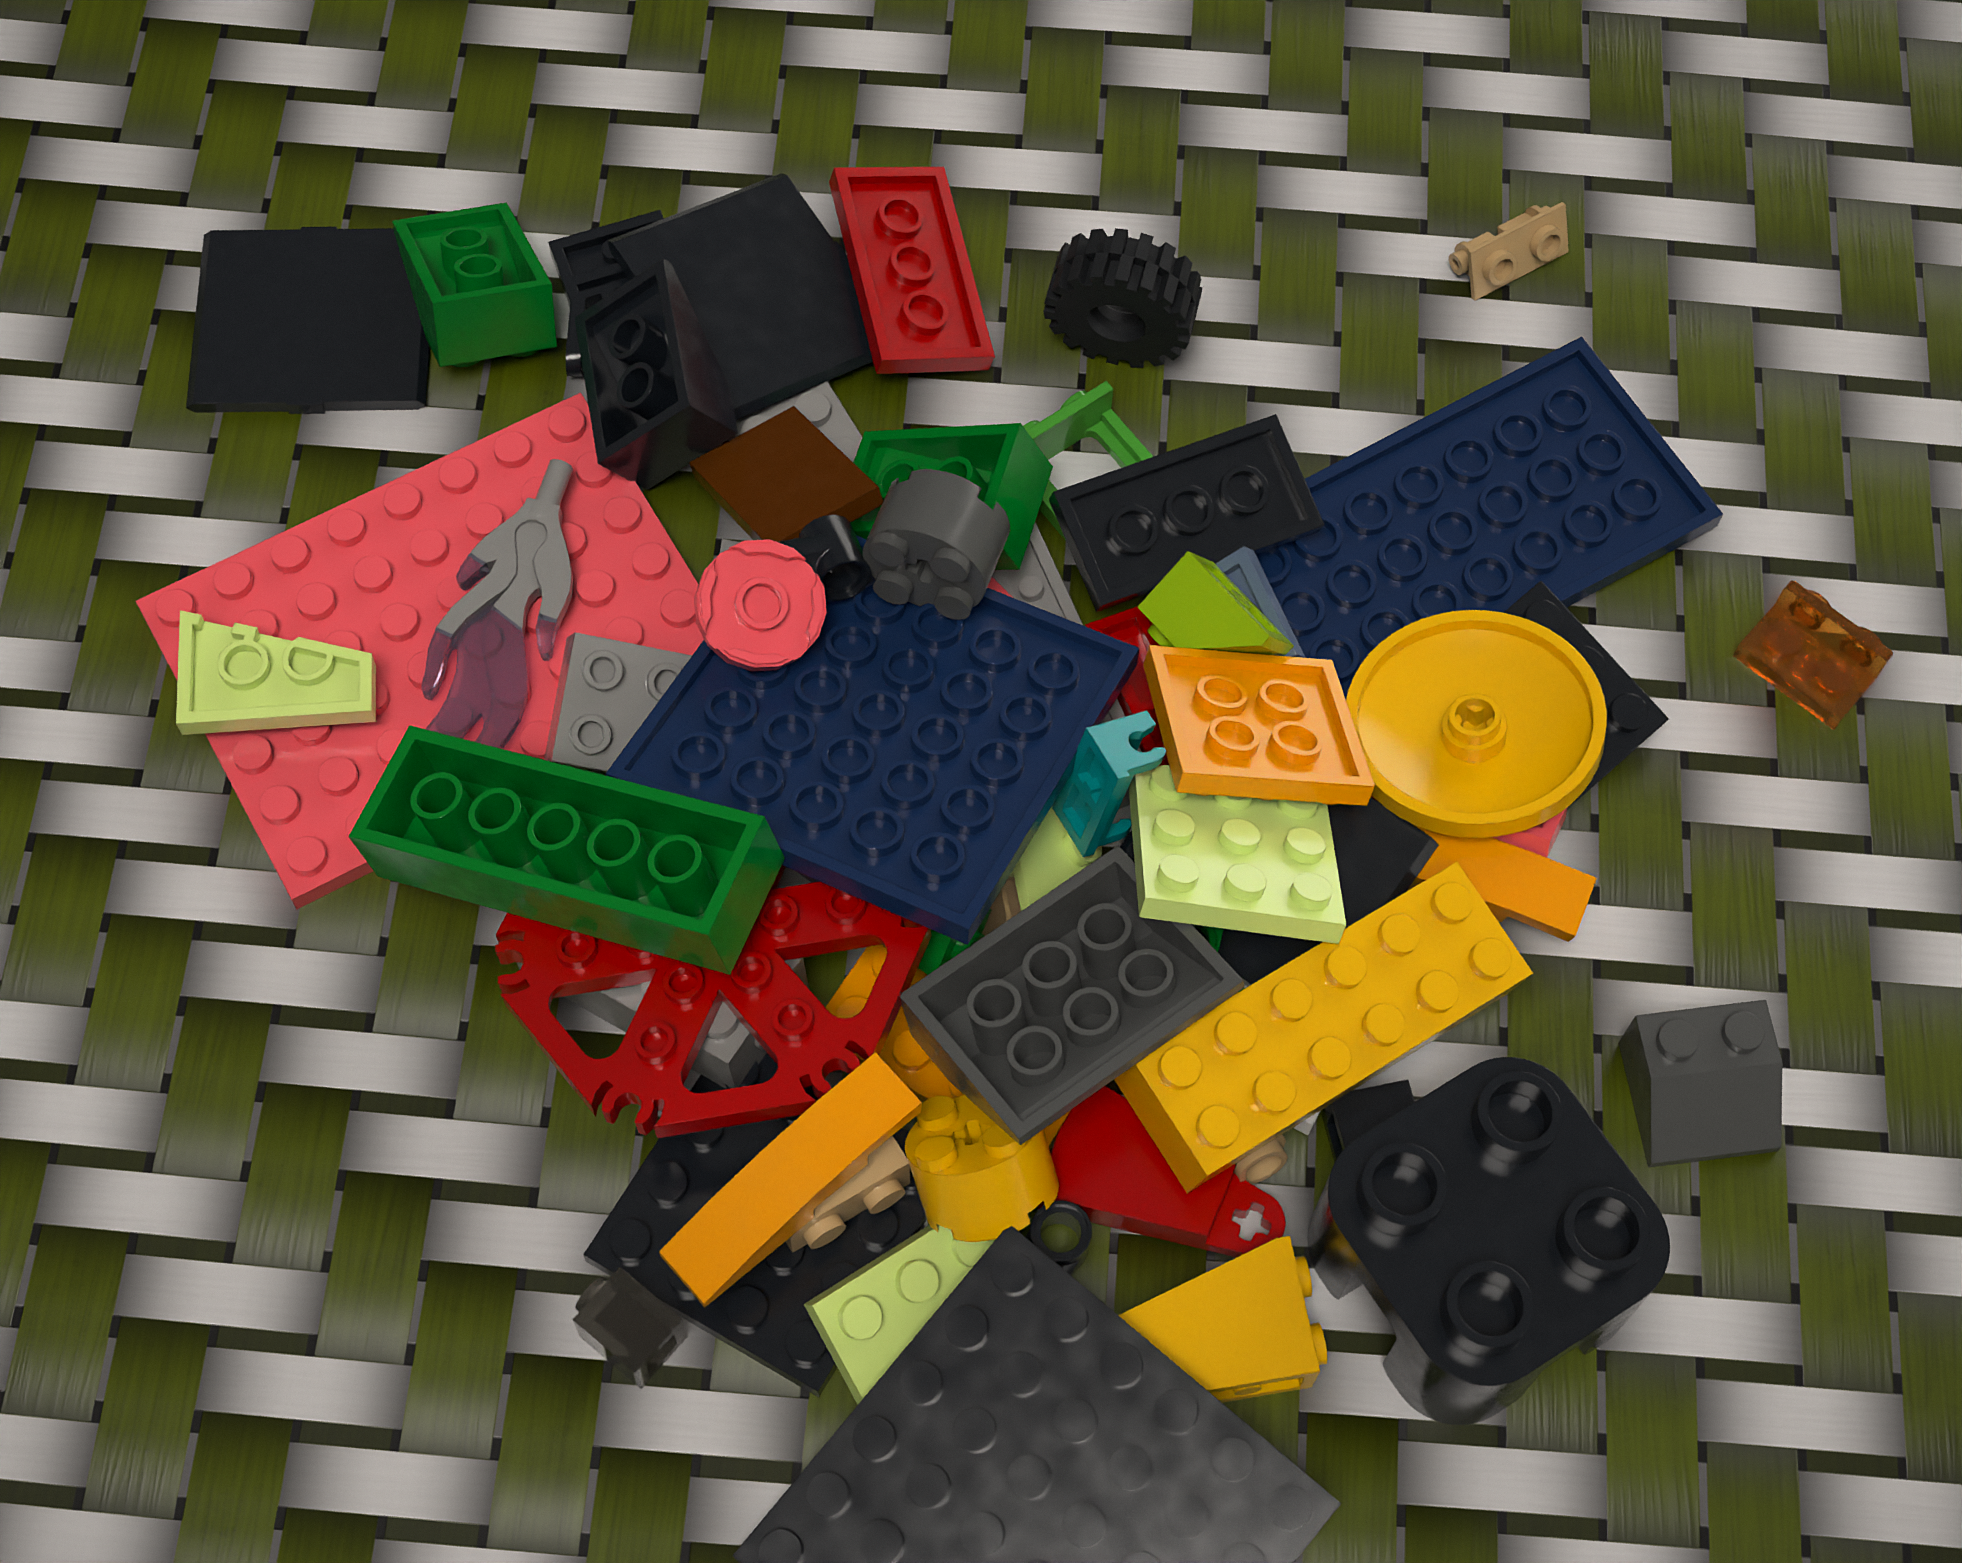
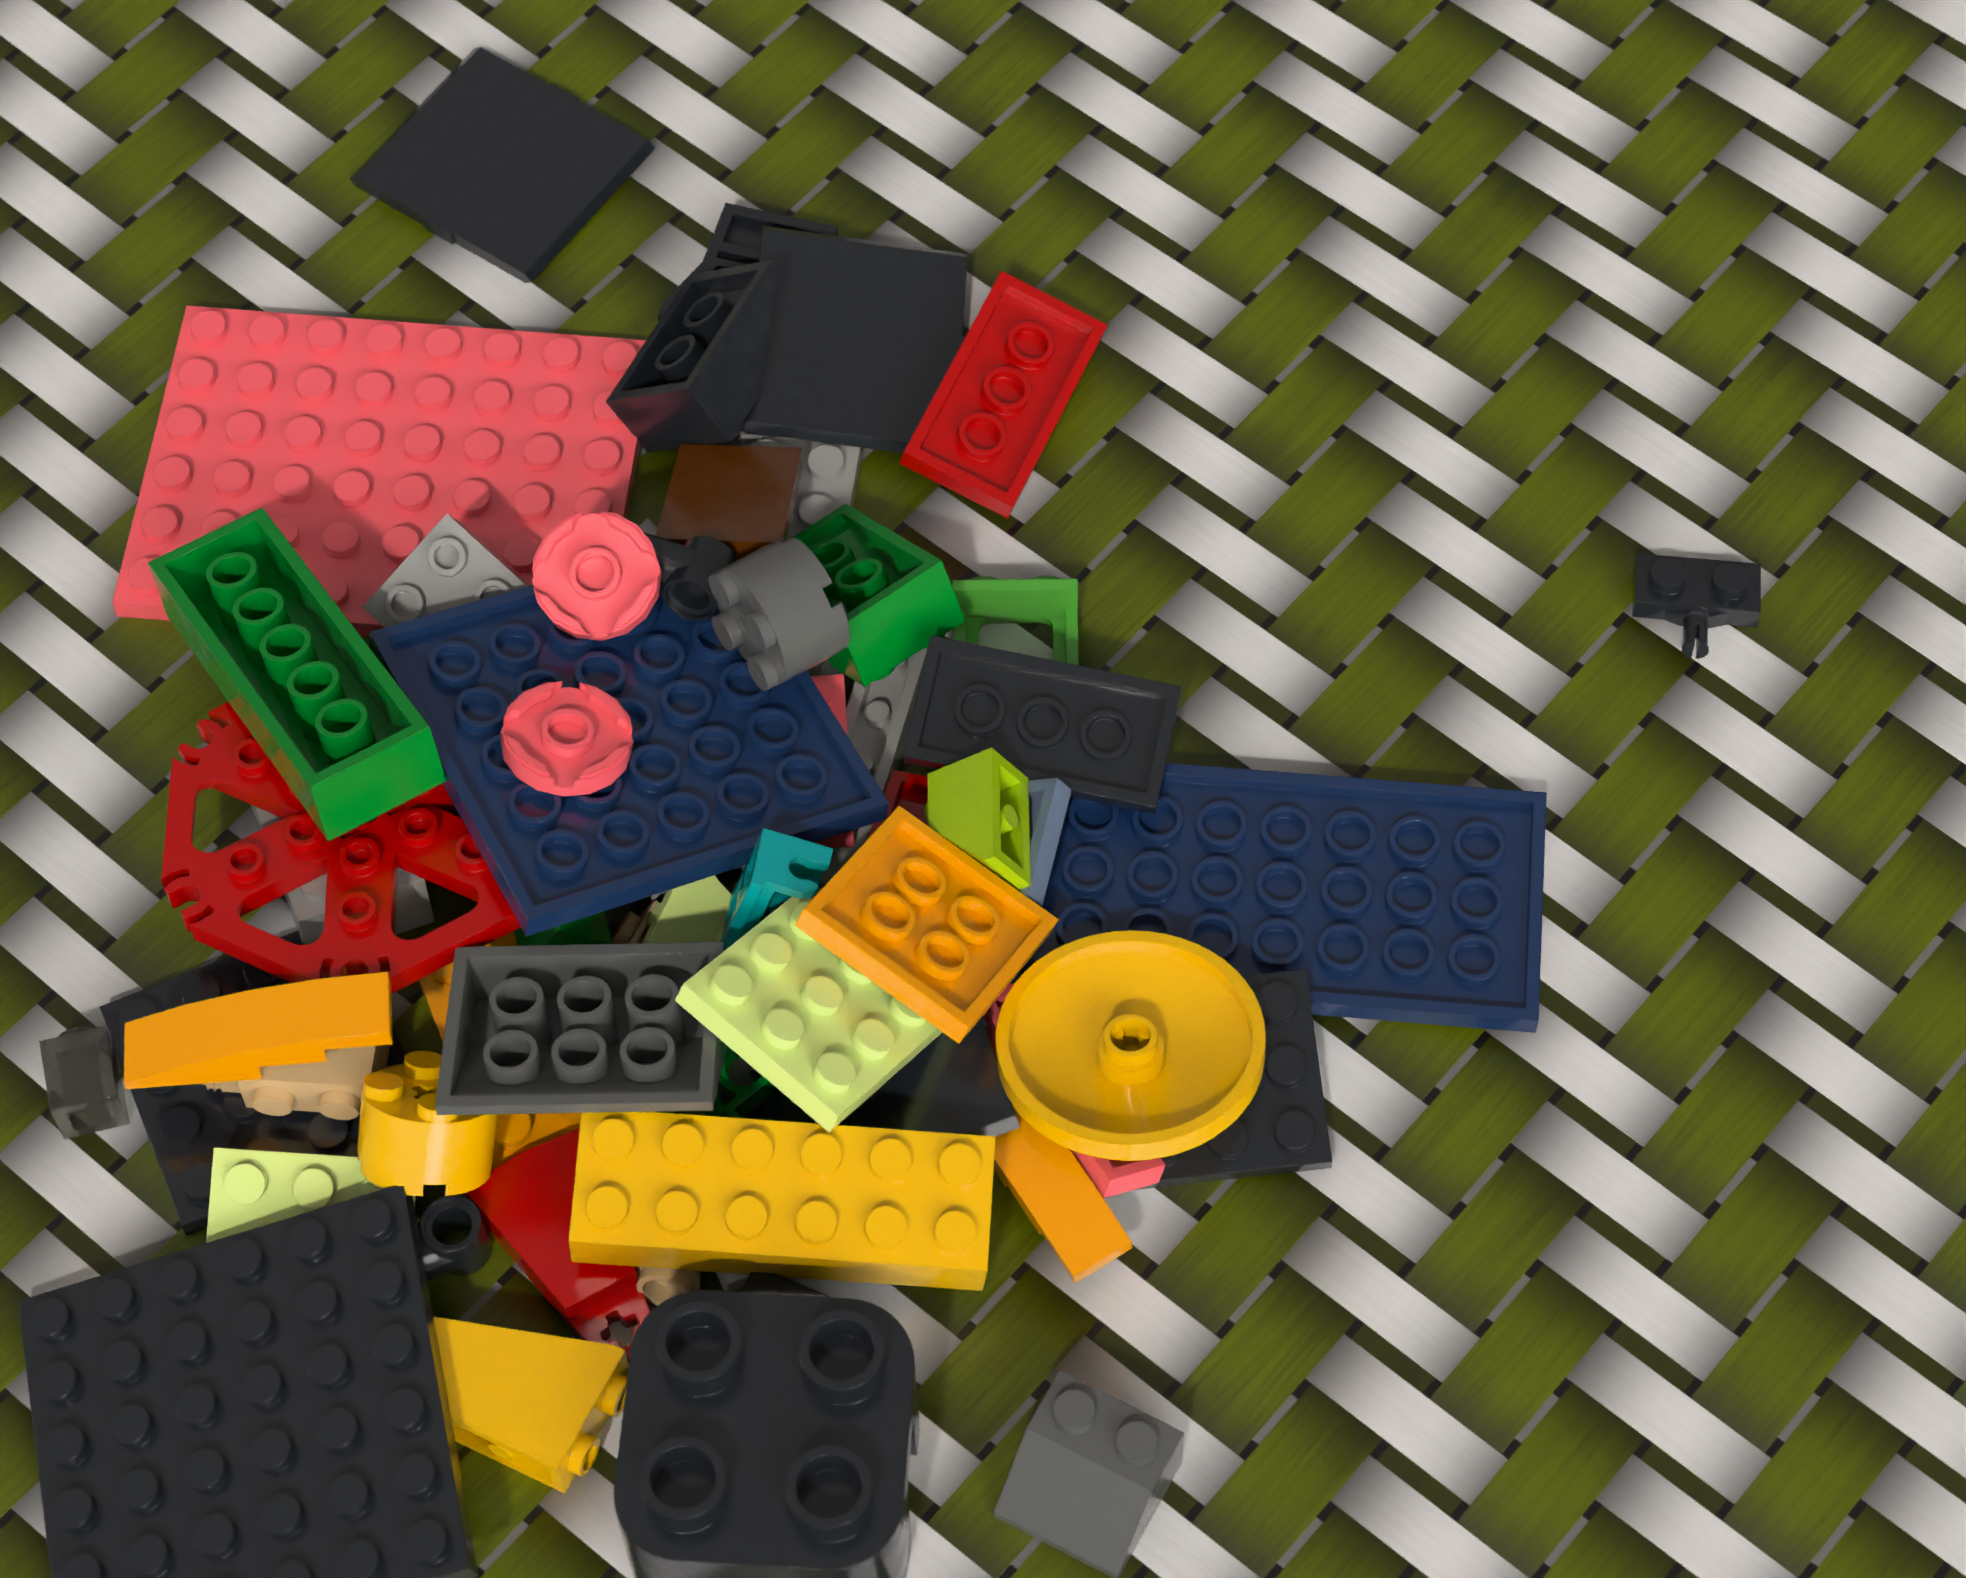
camera: 40 degrees right, 5 degrees down
(261, 682) = (218, 421): yellowish green wing -> none
(476, 285) = (639, 204): green slope -> none
(488, 624) = (471, 446): piece -> none
(855, 758) = (566, 739): none -> coral tile
(1123, 298) = (1146, 517): black tyre -> none
(1517, 249) = (1557, 685): tan hinge -> none
(1549, 124) = (1696, 595): none -> black plate
(1814, 654) = (1519, 1195): clear orange bracket -> none

